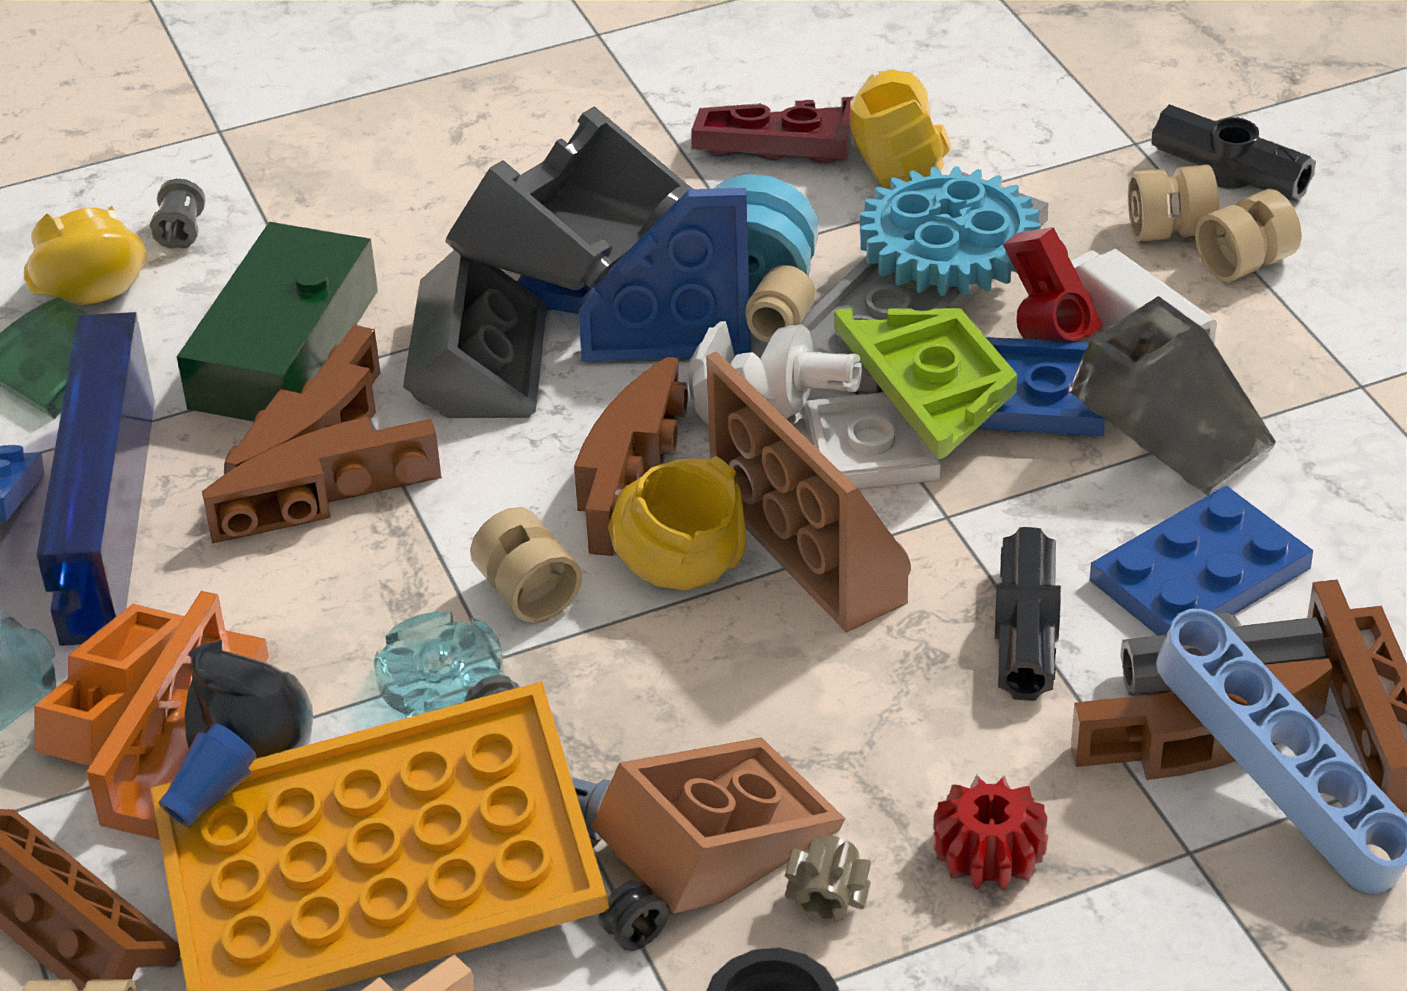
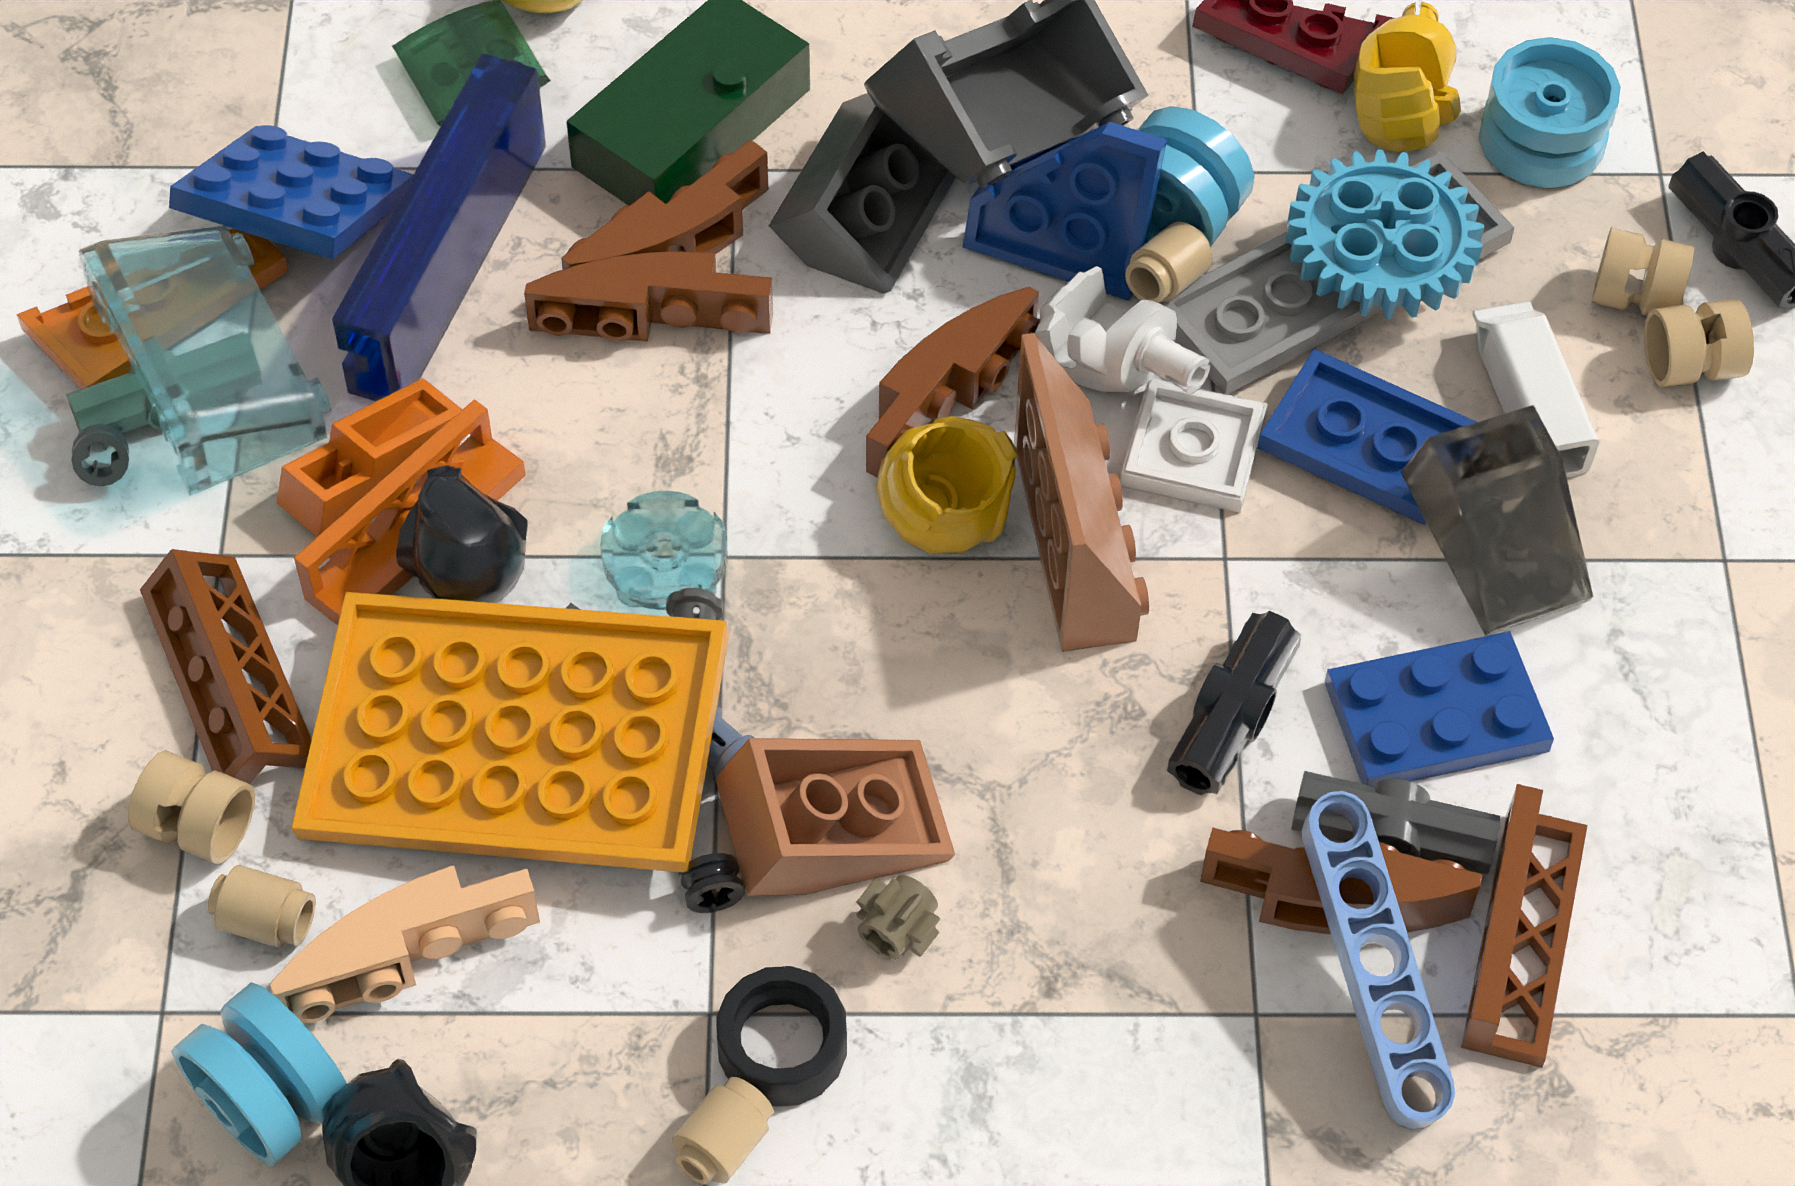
camera: 20 degrees right, 15 degrees up
(207, 774) = (392, 603): blue cone -> none
(526, 564) = (789, 472): tan wheel -> none
(932, 370) = (1280, 397): lime wing -> none
(990, 832) = (1096, 933): red gear -> none
(1028, 116) = (1549, 112): none -> medium azure wheel
(1057, 300) = (1451, 341): red plate -> none

